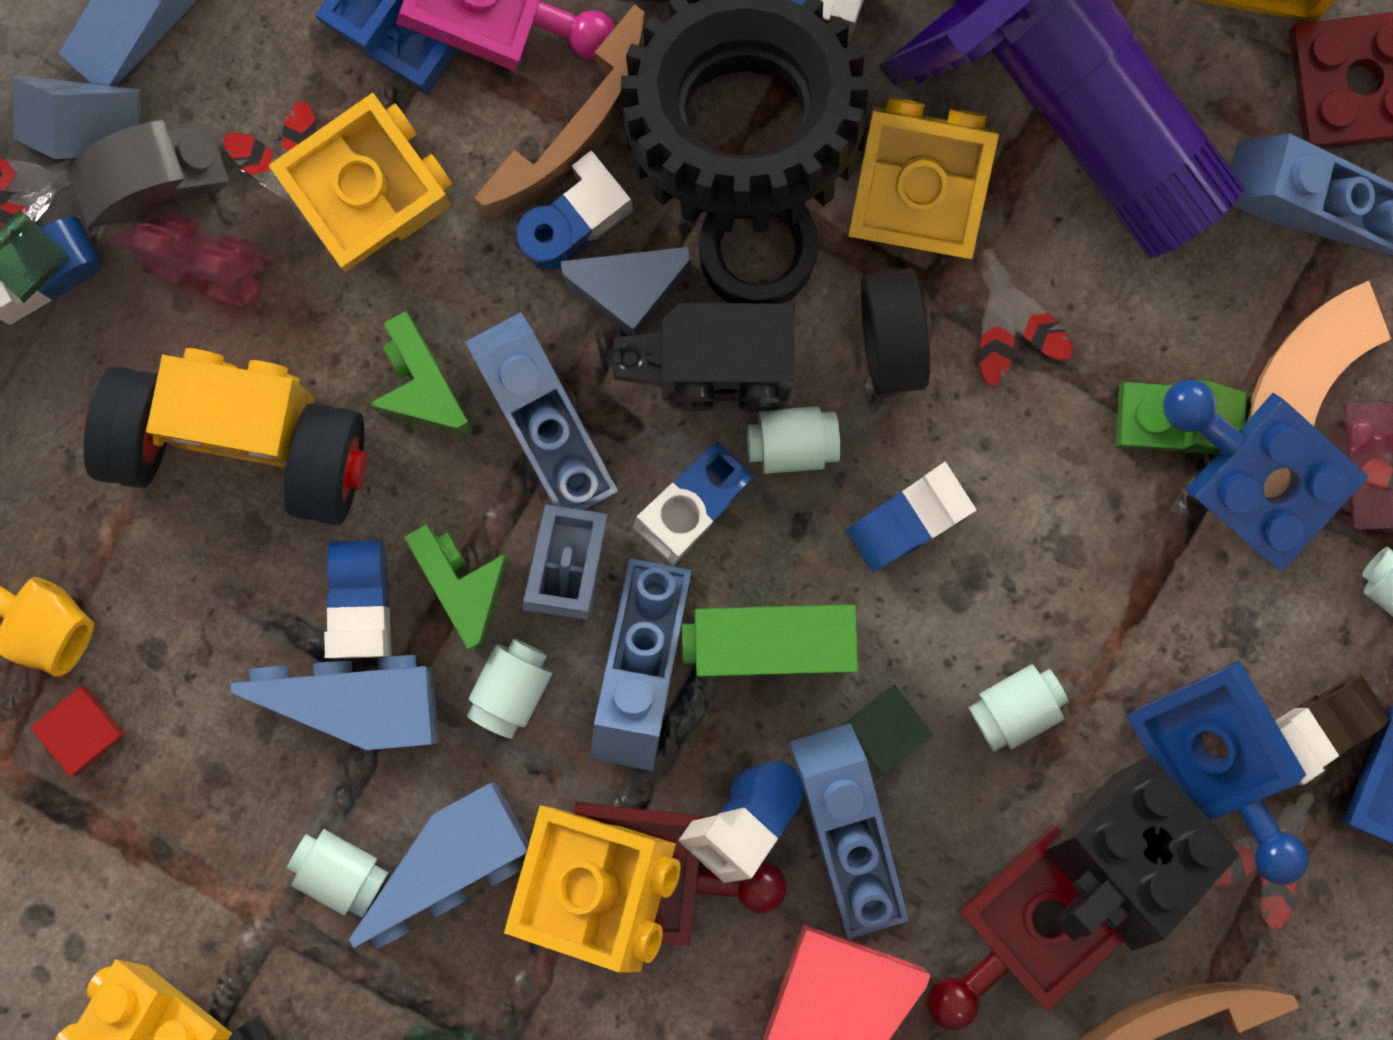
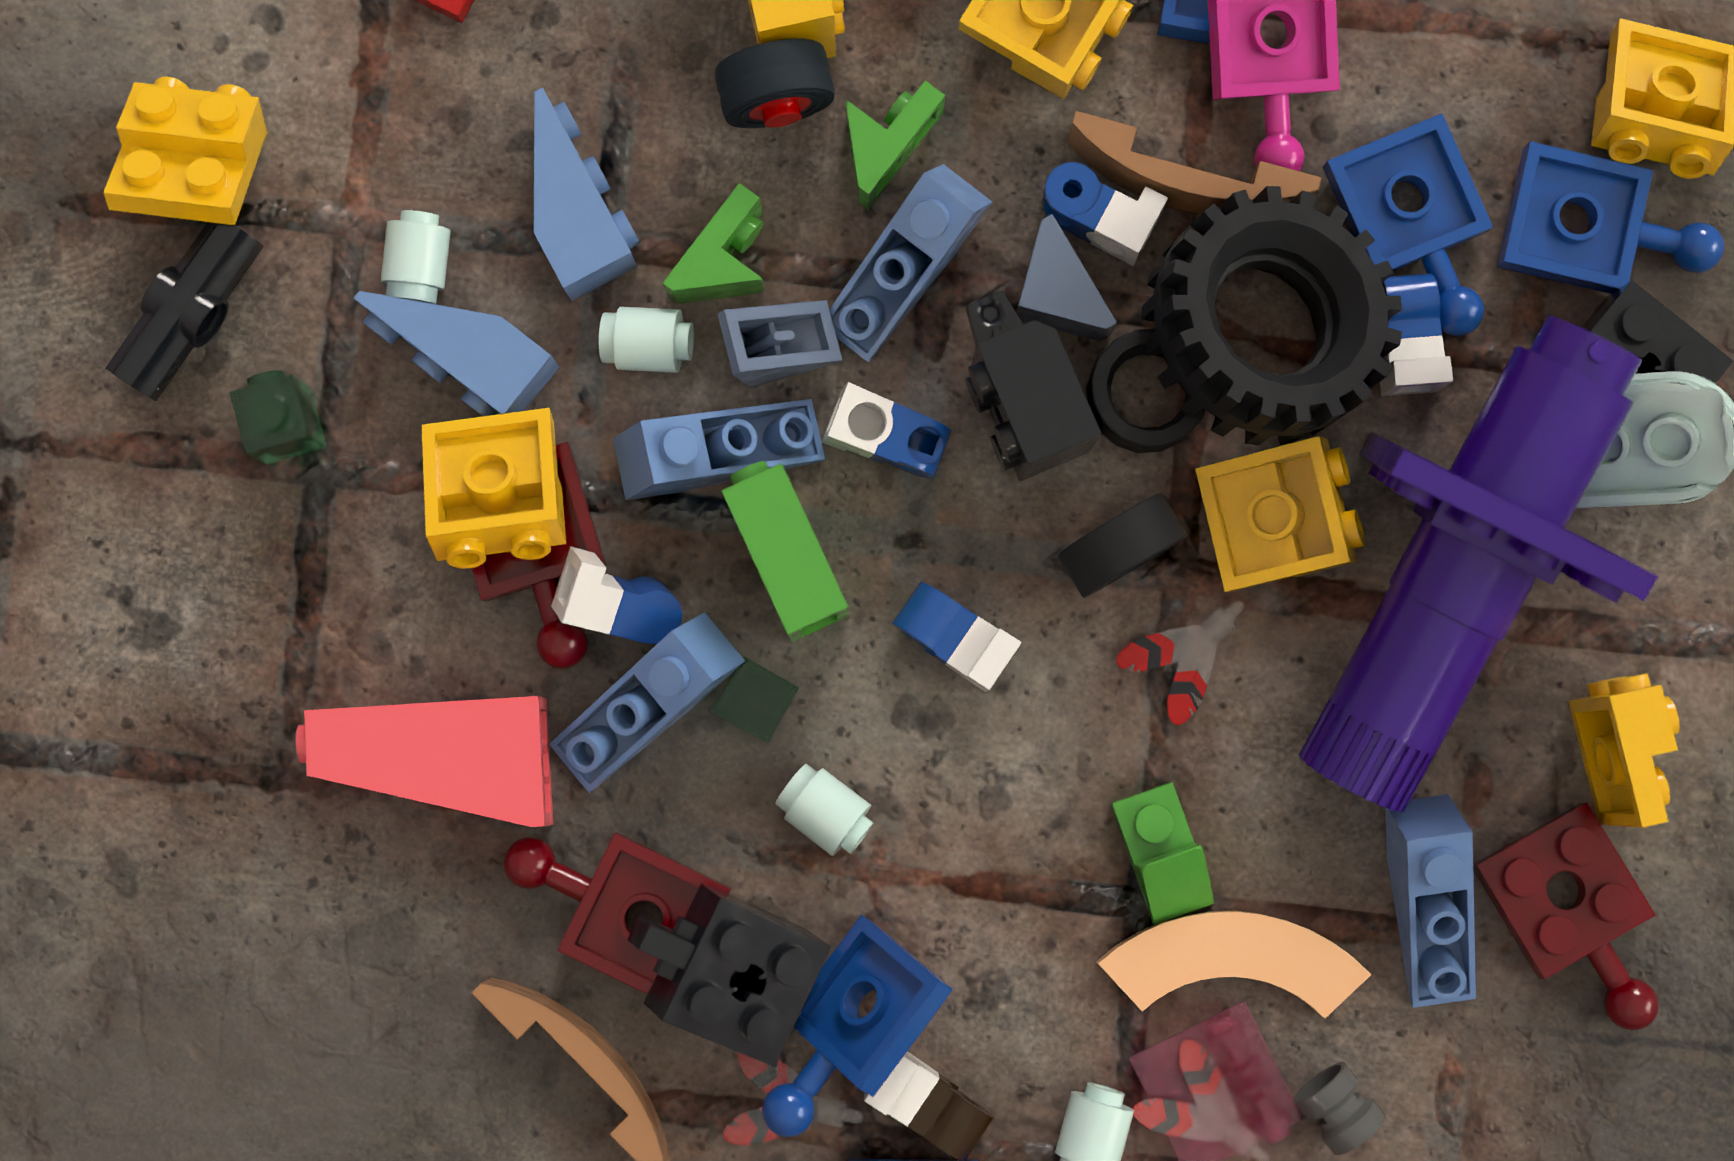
camera: 70 degrees right, 0 degrees up
(357, 601) = (666, 171): leg -> none
(794, 439) = (983, 498): light aqua brick -> none
(1236, 476) = (1170, 934): blue plate -> none

